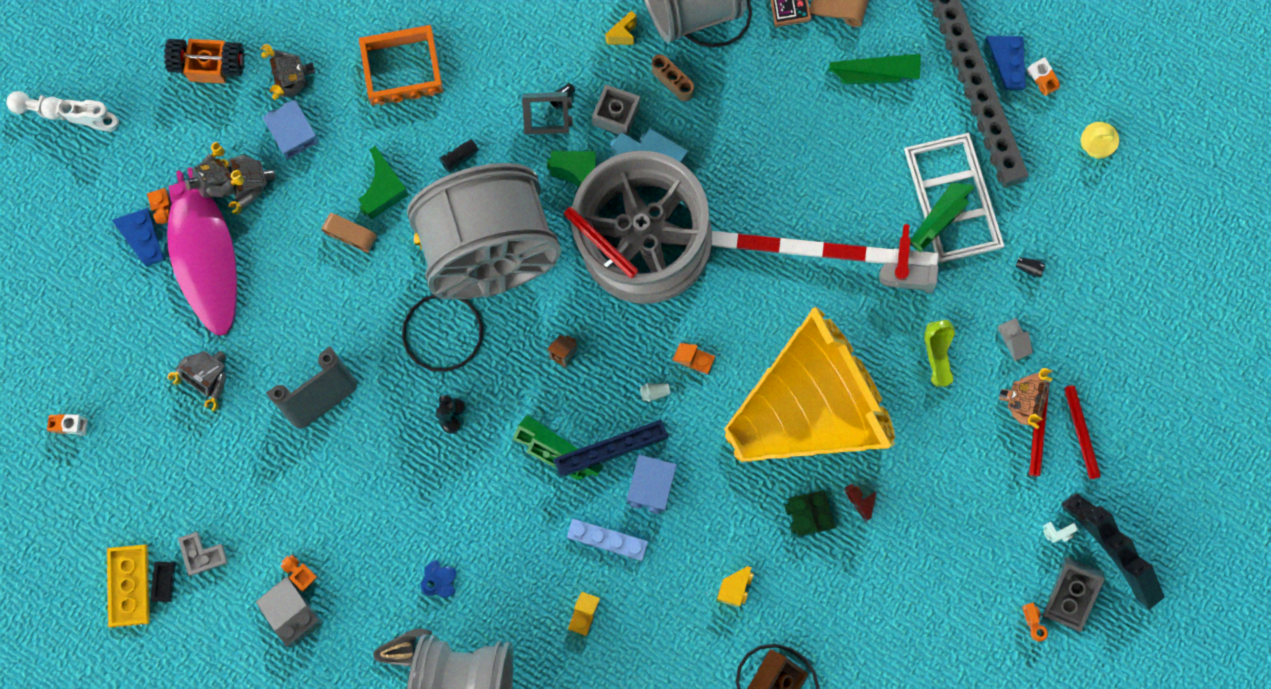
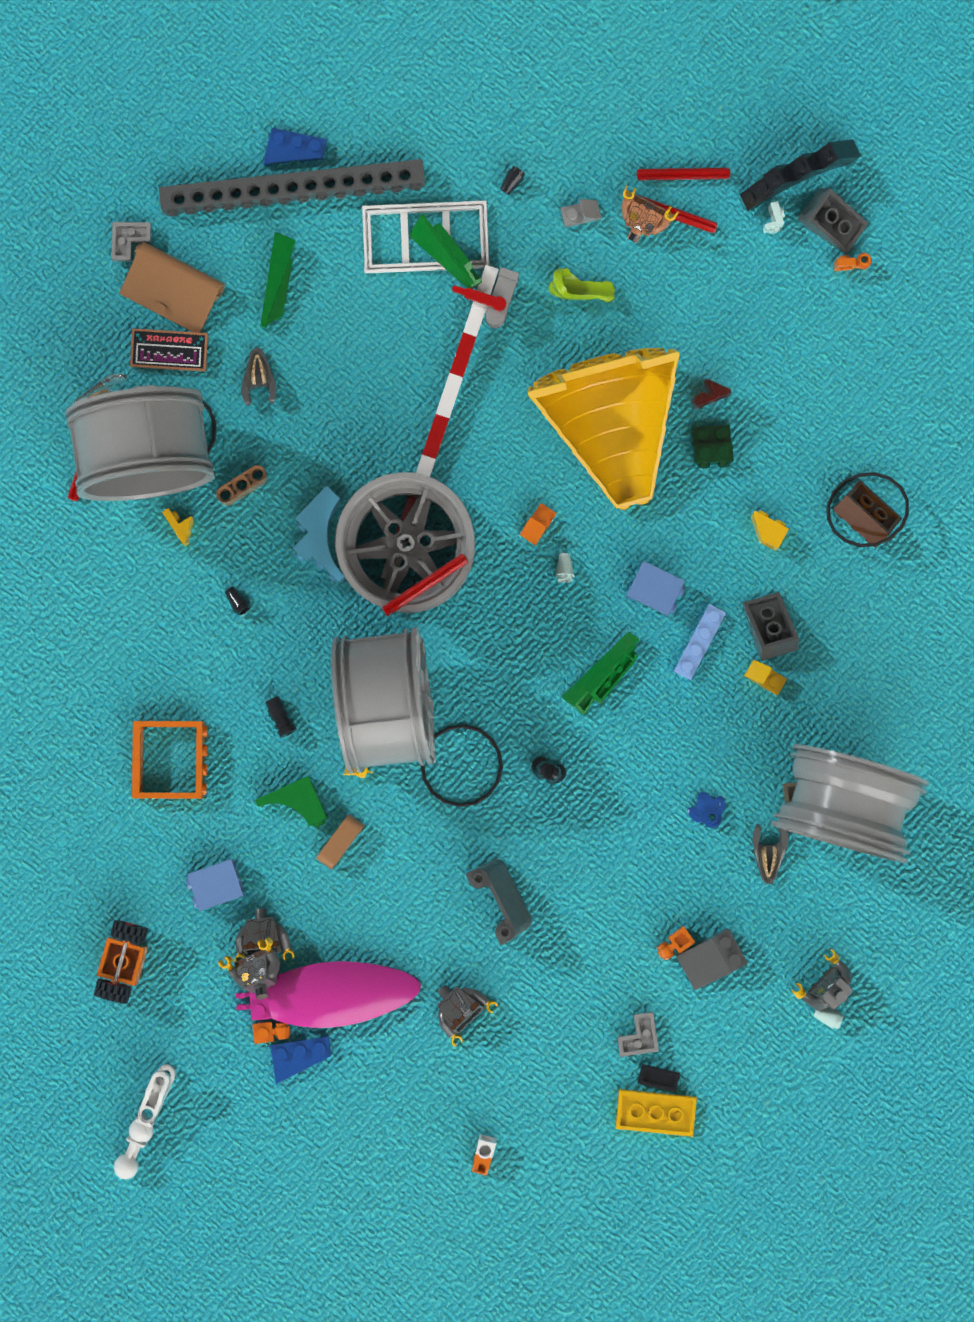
camera: 80 degrees left, 10 degrees up
(287, 72) = (153, 878): torso -> none
(527, 98) = (242, 614): dark grey window -> none
(562, 350) = (506, 648): dark orange slope -> none
(571, 165) = (320, 599): green arch -> none
(610, 448) = (614, 621): dark blue tile -> none
(616, 110) = (267, 548): light grey brick -> none
(636, 608) = (771, 626): none -> dark grey slope
(781, 71) = (258, 375): none -> dark grey animal
(1044, 76) = (319, 118): leg -> none
(1099, 140) = (396, 81): light yellow tile -> none

